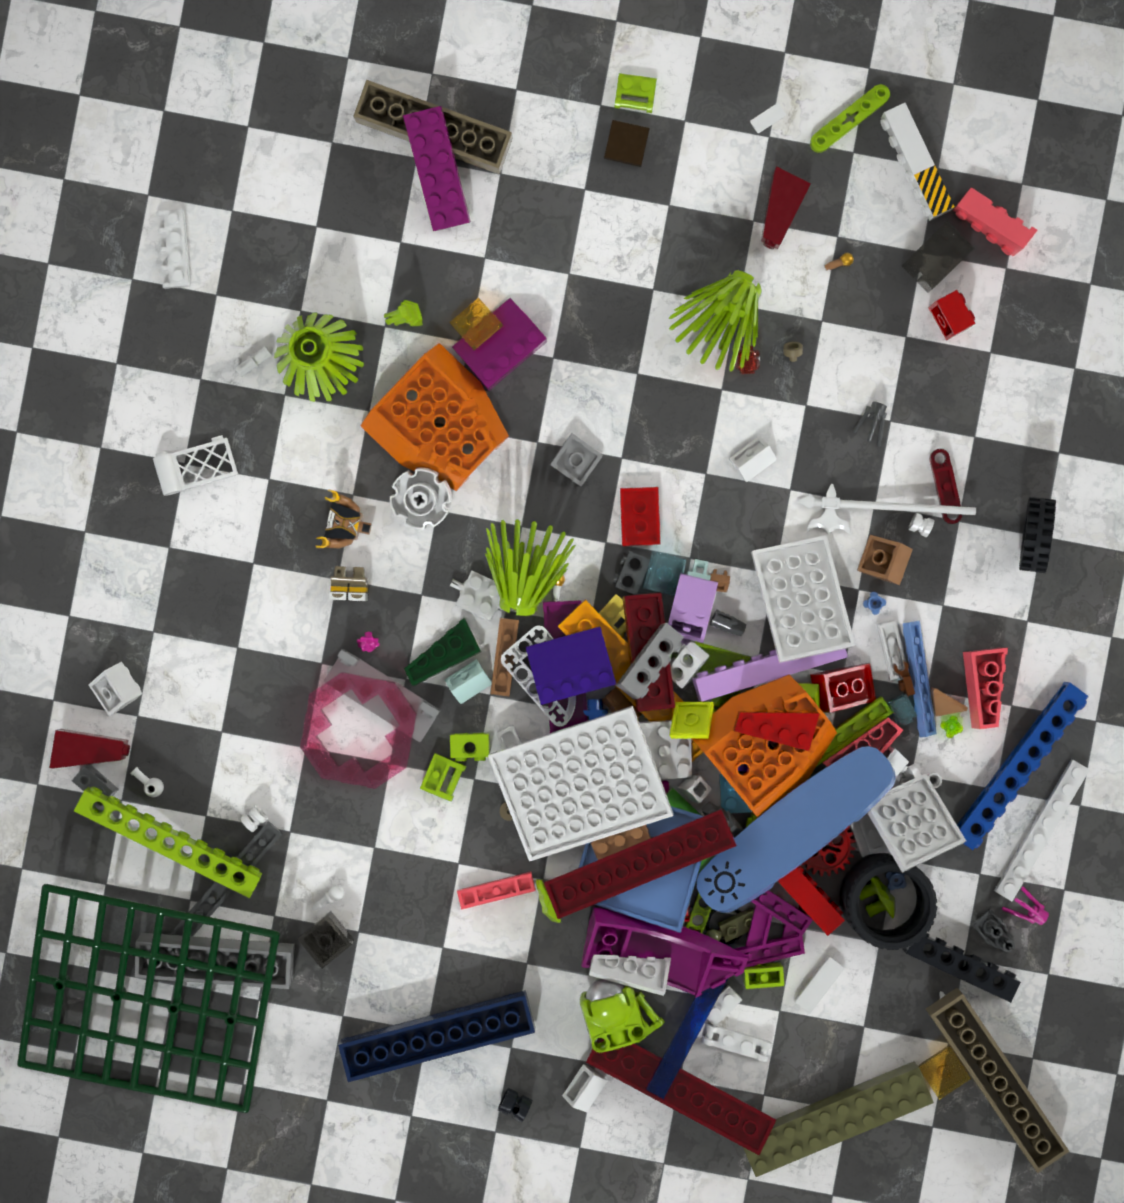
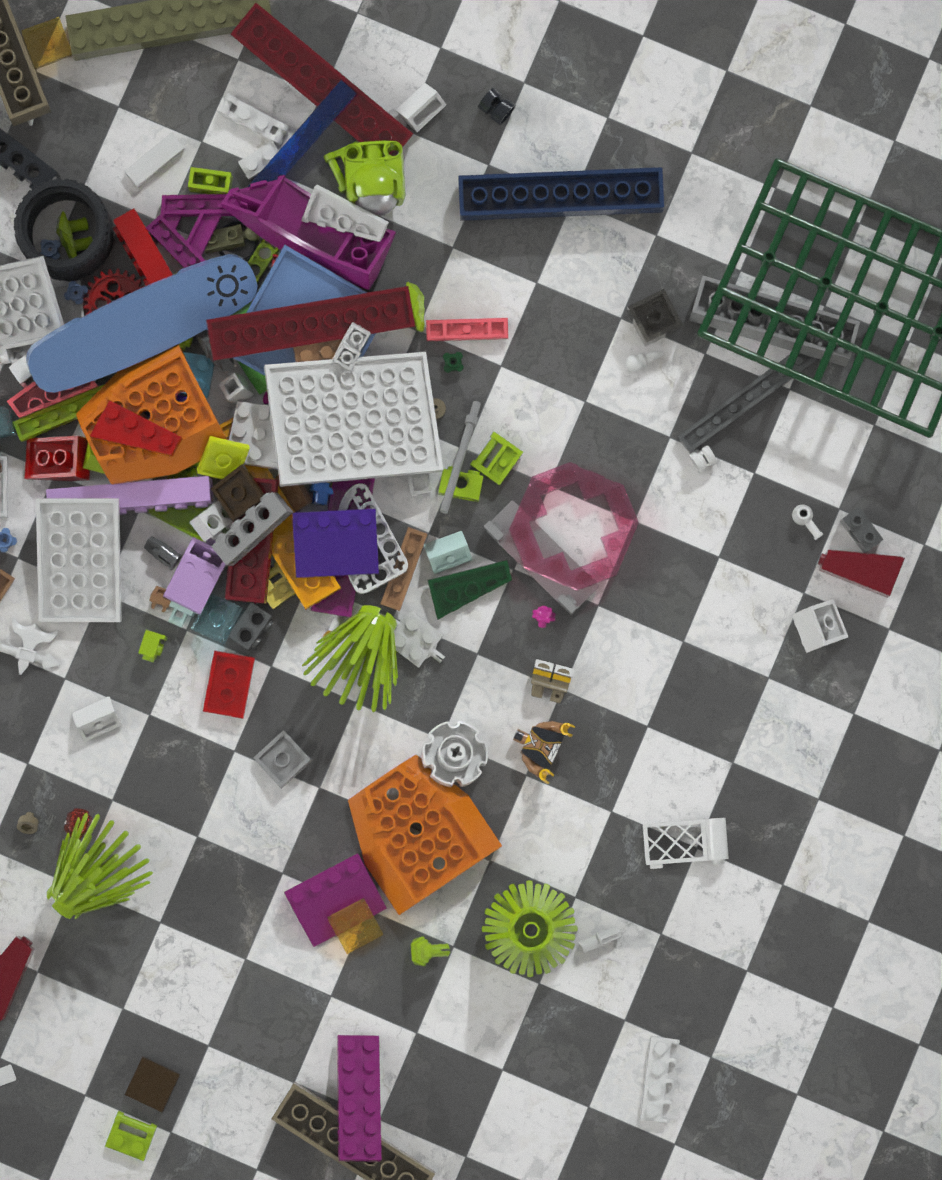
camera: 165 degrees left, 5 degrees down
(157, 843) = (725, 390): lime brick -> none
(473, 805) = (470, 422): none -> light grey bar
(502, 852) = (453, 367): none -> dark green plate
(597, 851) = (351, 346): none -> white slope
(670, 692) = (237, 492): none -> dark brown tile
(718, 536) = (151, 645): none -> lime brick
(868, 845) = (78, 298): none -> medium blue plate

